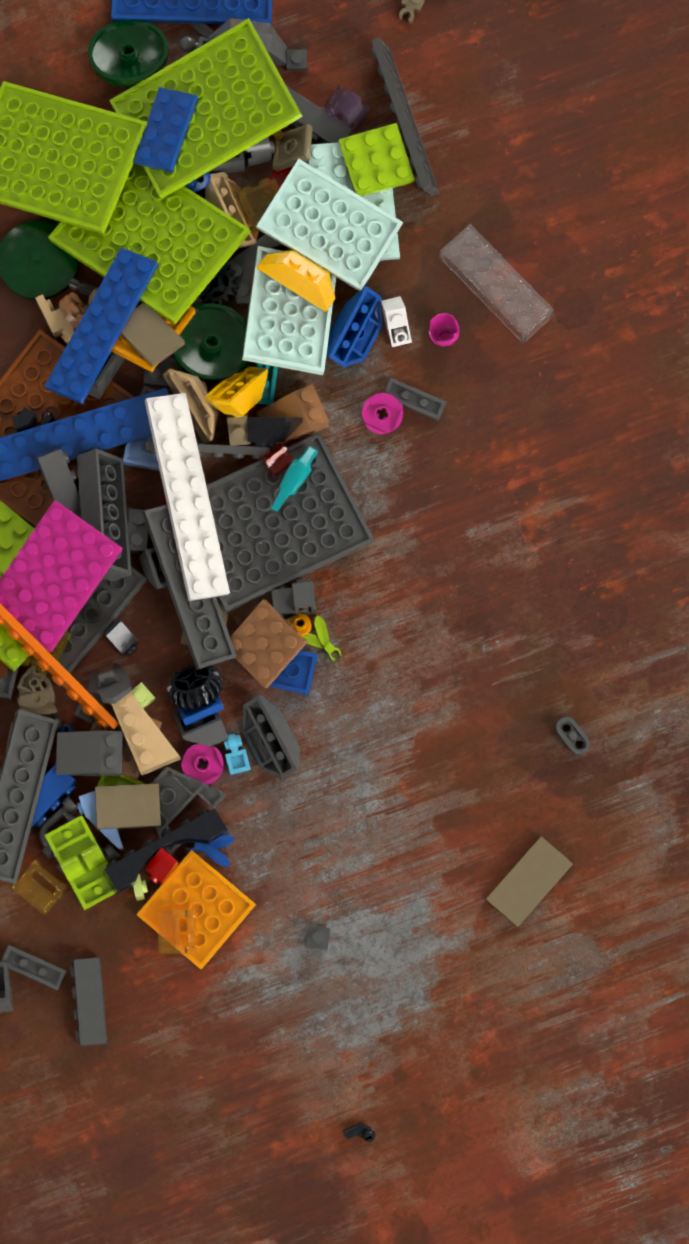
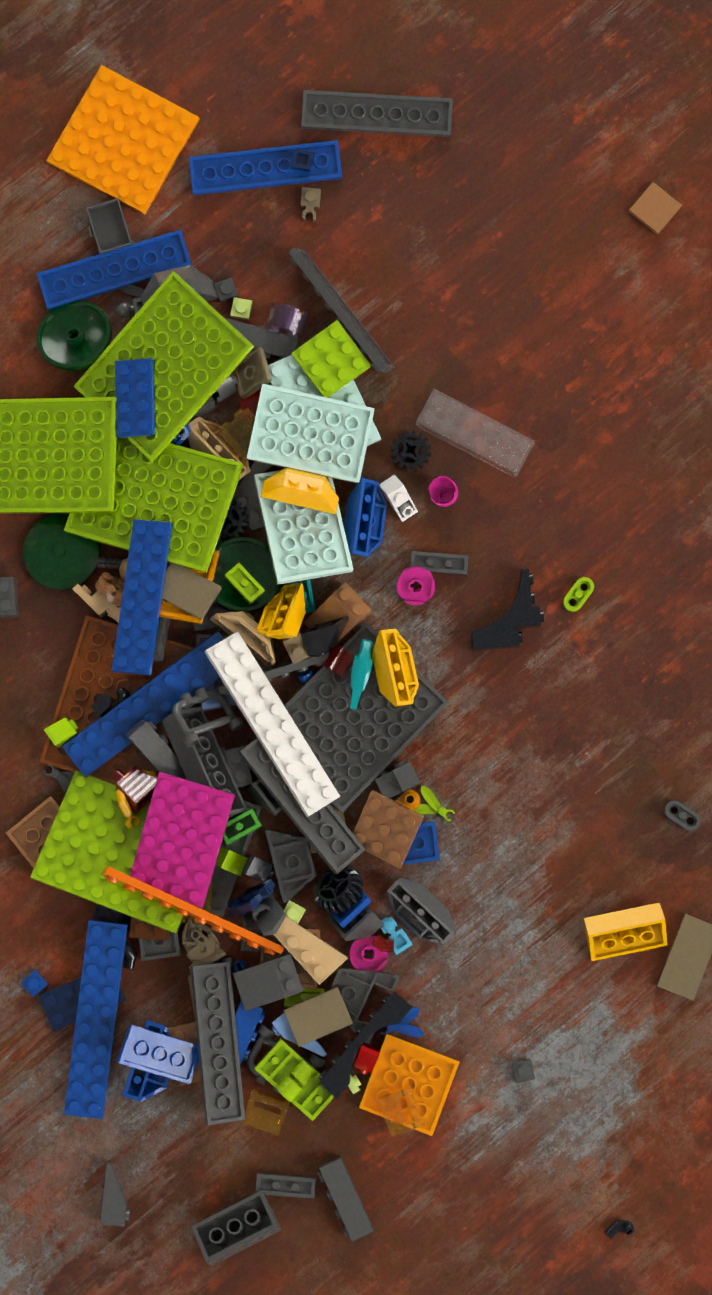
camera: 15 degrees left, 5 degrees up
(21, 516) = (134, 792): none -> torso
(94, 619) = (231, 861): none -> lime slope
(102, 665) = (250, 899): none -> dark blue plate
(118, 588) = (241, 826): none -> bright green brick
(125, 445) = (201, 696): none -> dark grey bar
(157, 645) = (291, 862): none -> dark grey wing
(210, 349) = (244, 583): none -> lime plate
(221, 756) = (384, 944): none -> clear red piece
(238, 464) = (305, 676): none -> blue hinge
(305, 83) = (241, 308): none -> yellowish green plate
(331, 484) = (395, 668): none -> yellow wedge
(418, 282) = (403, 456): none -> black gear
(473, 833) = (625, 931): none -> yellow slope
(479, 479) = (504, 632): none -> black arch
(544, 479) = (578, 595): none -> lime plate

